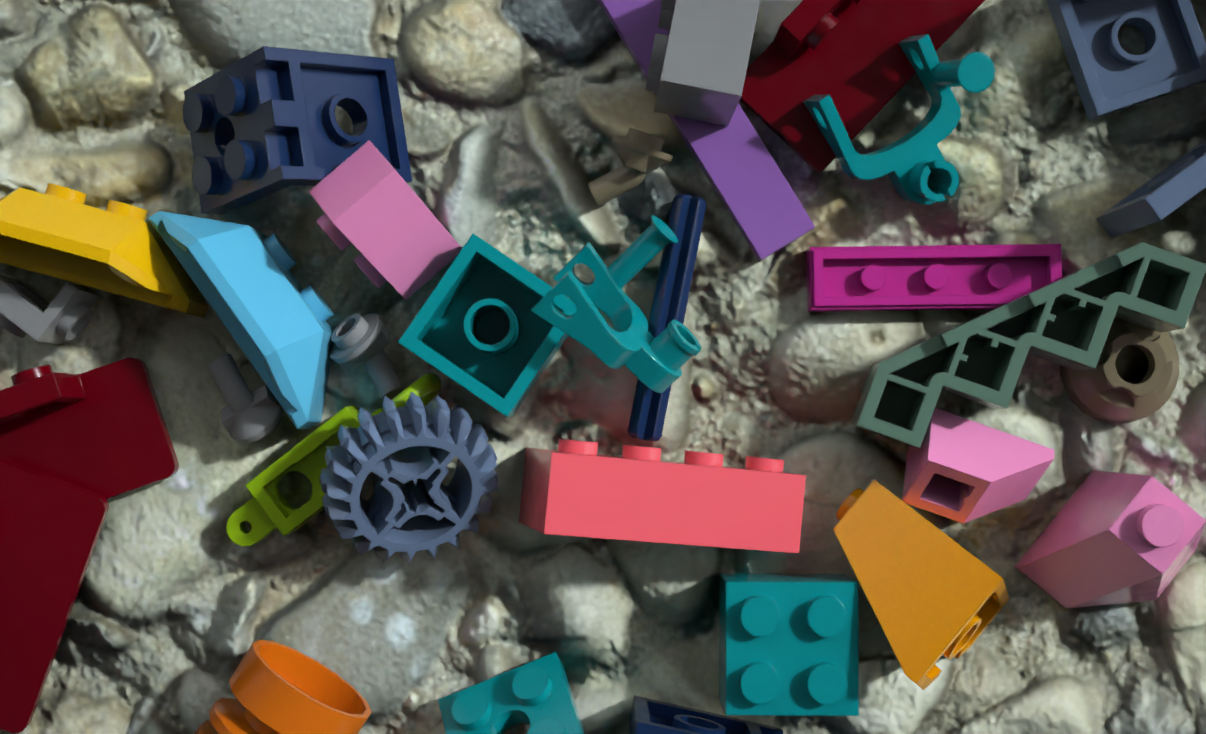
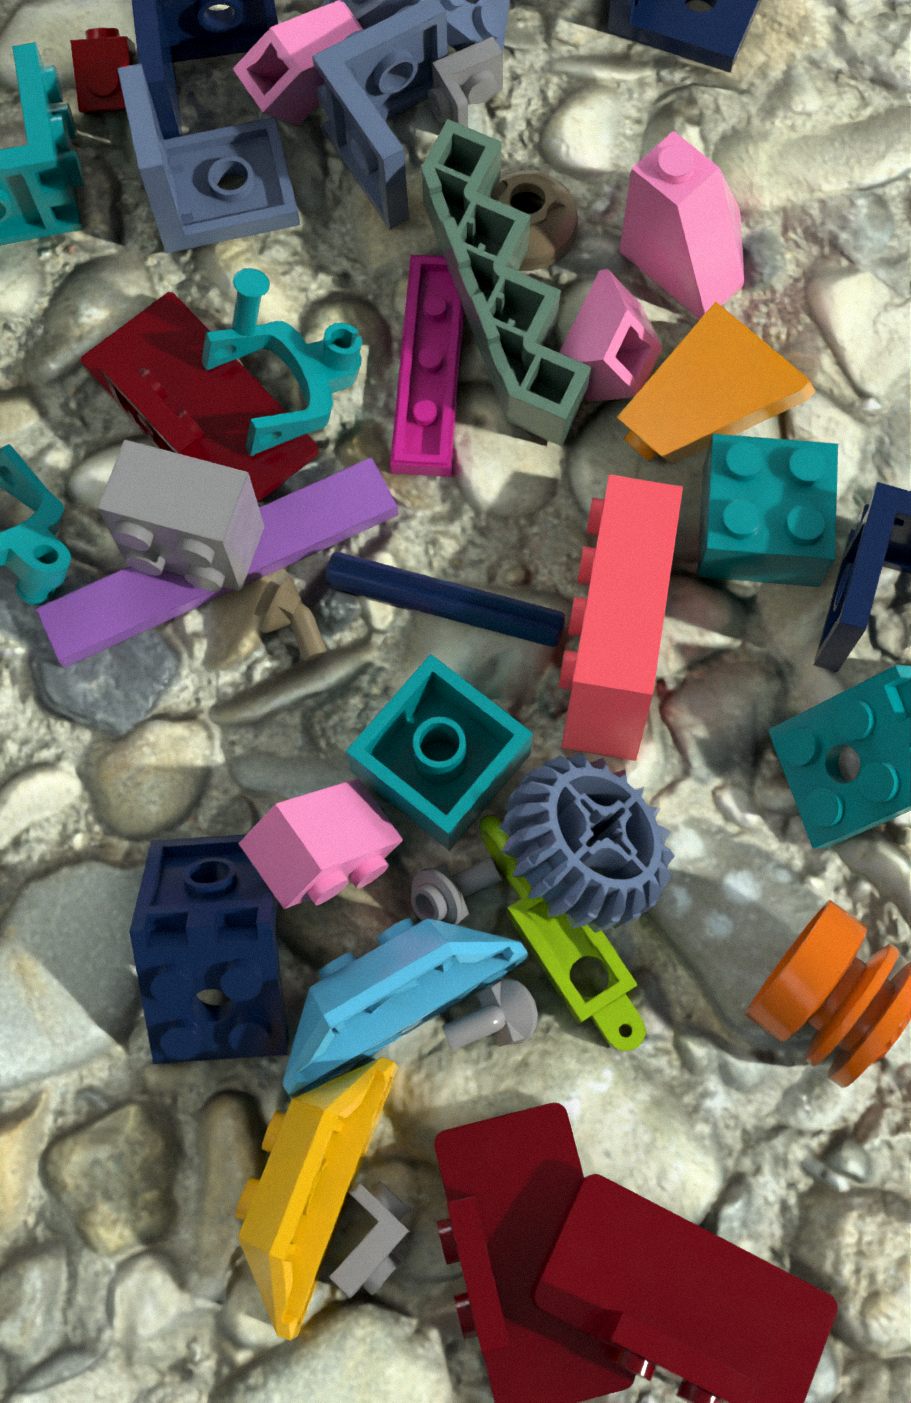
camera: 80 degrees left, 15 degrees down
(630, 344) = (448, 635): teal piece -> none

